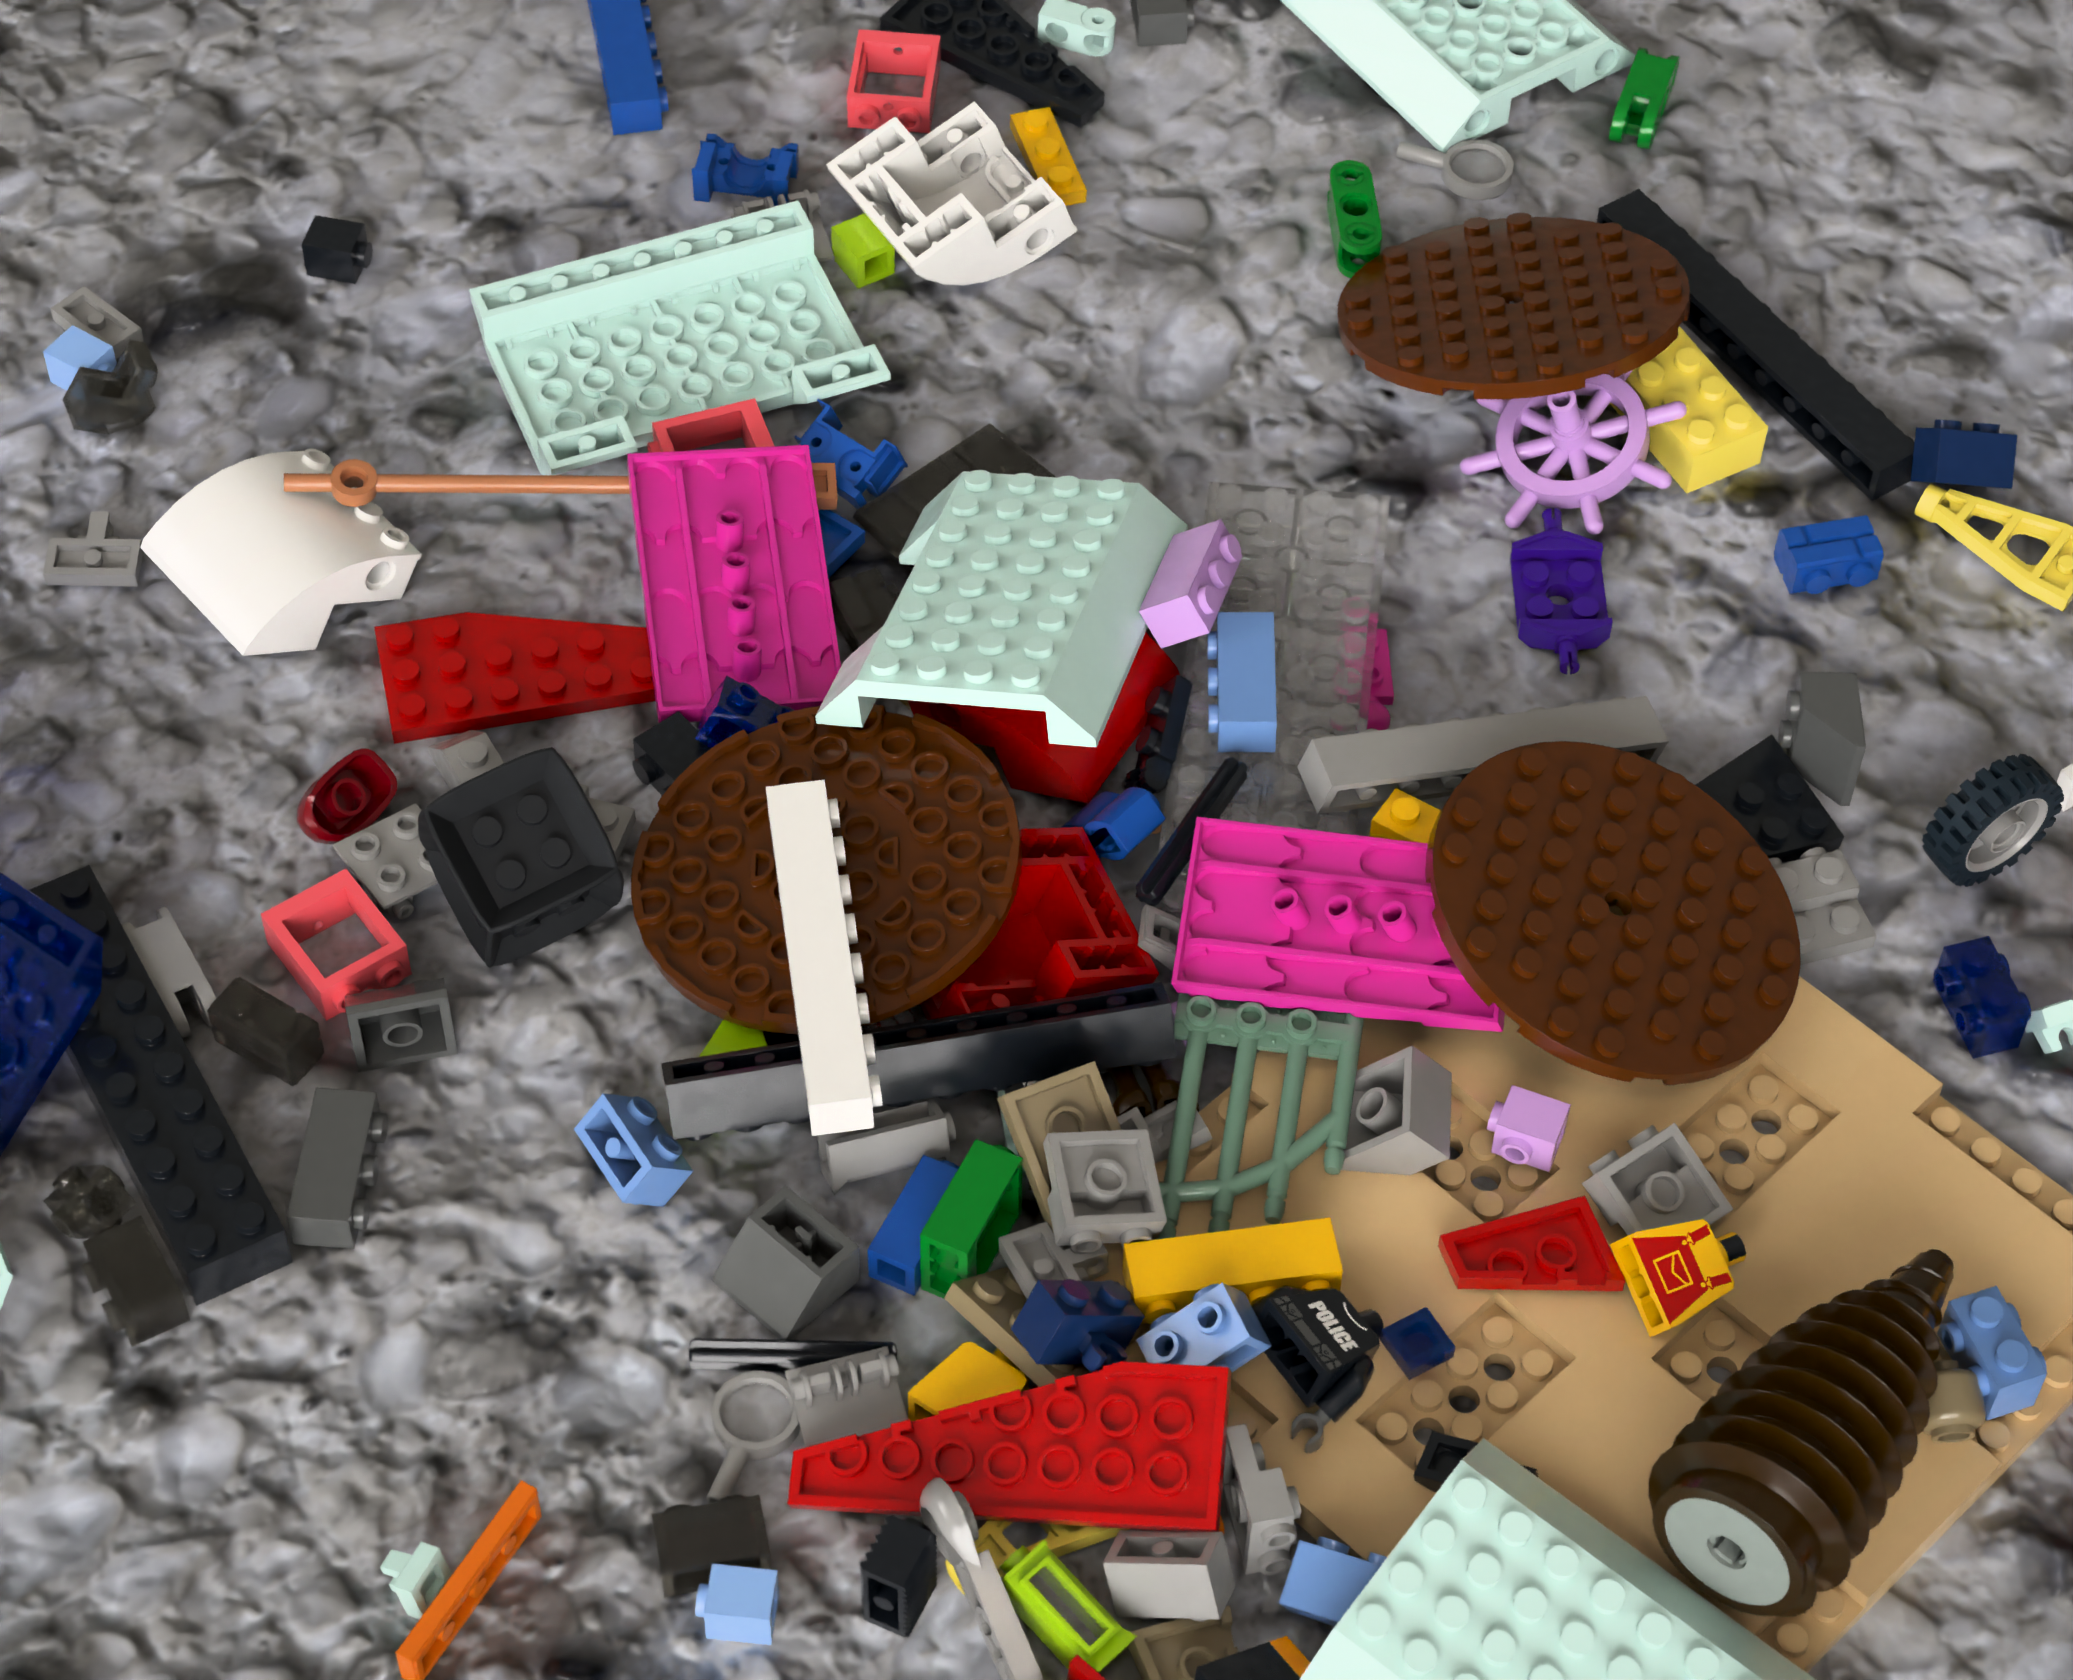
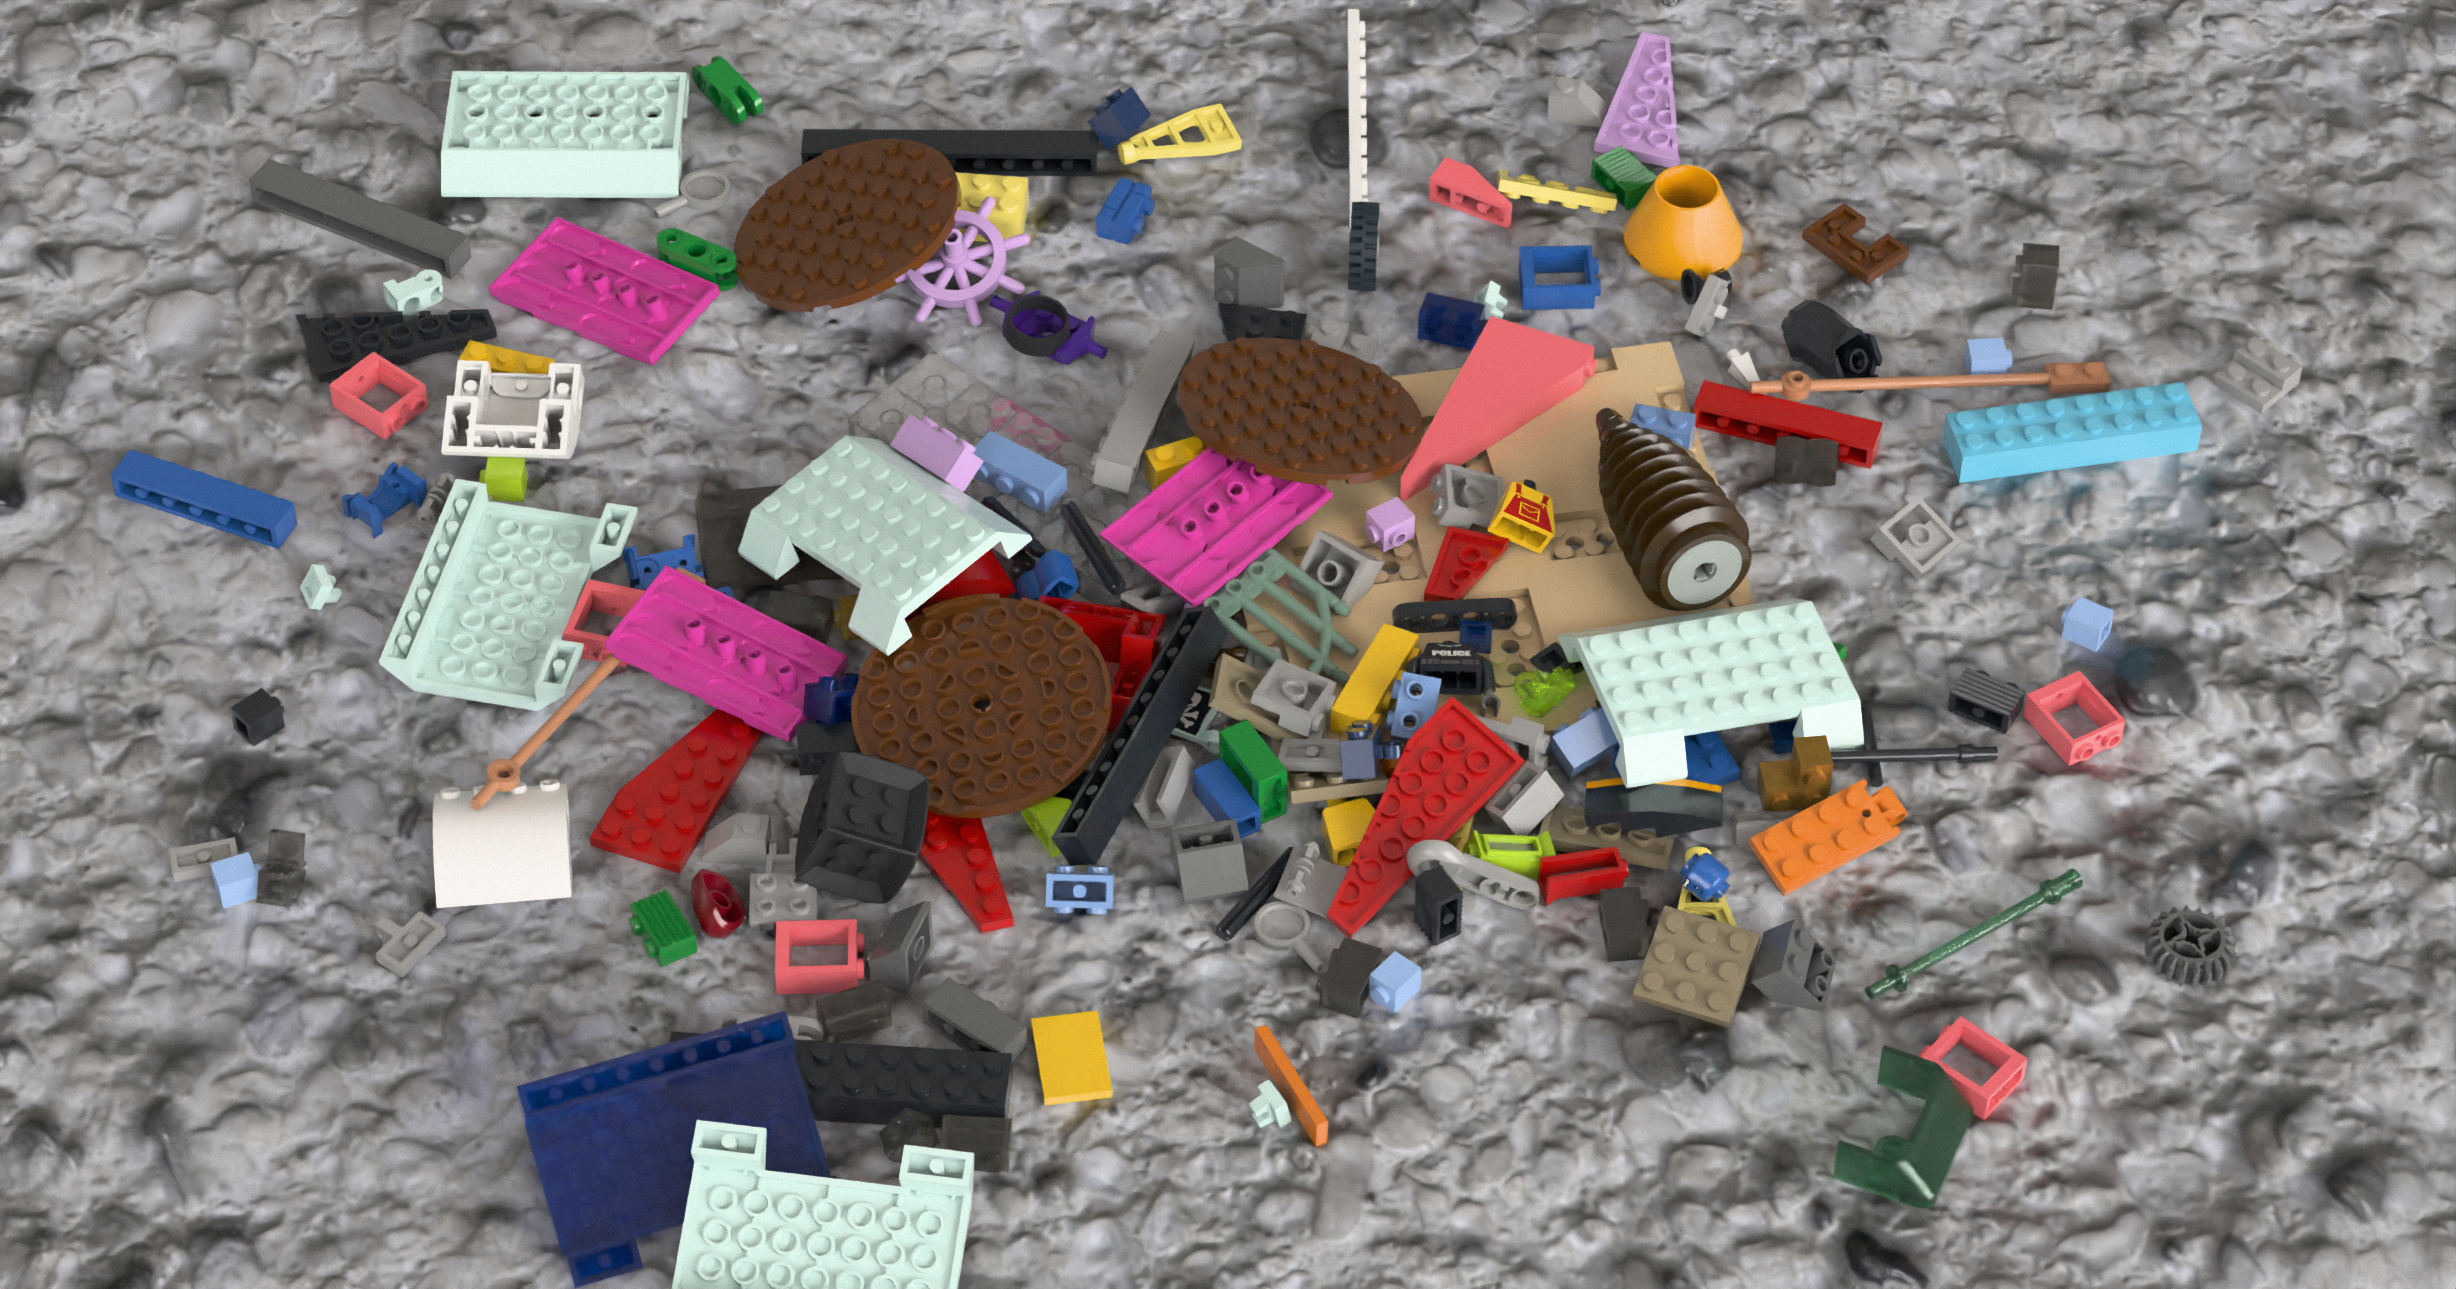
camera: 55 degrees left, 5 degrees down
(276, 772) = (662, 928): none -> green brick
(361, 1305) = (1071, 1057): none -> yellow tile
(566, 193) = (318, 588): none -> light aqua tile
(600, 1015) = (965, 864): none -> red wing
(820, 958) = (1056, 725): white brick -> none
(1235, 174) = (604, 291): none -> dark pink piece
(1371, 1484) = (1544, 690): none -> clear neon green piece
(1427, 1287) = (1454, 610): none -> black beam
(1521, 605) = (1036, 346): none -> black tyre
(1903, 1116) = (1501, 387): none -> coral slope

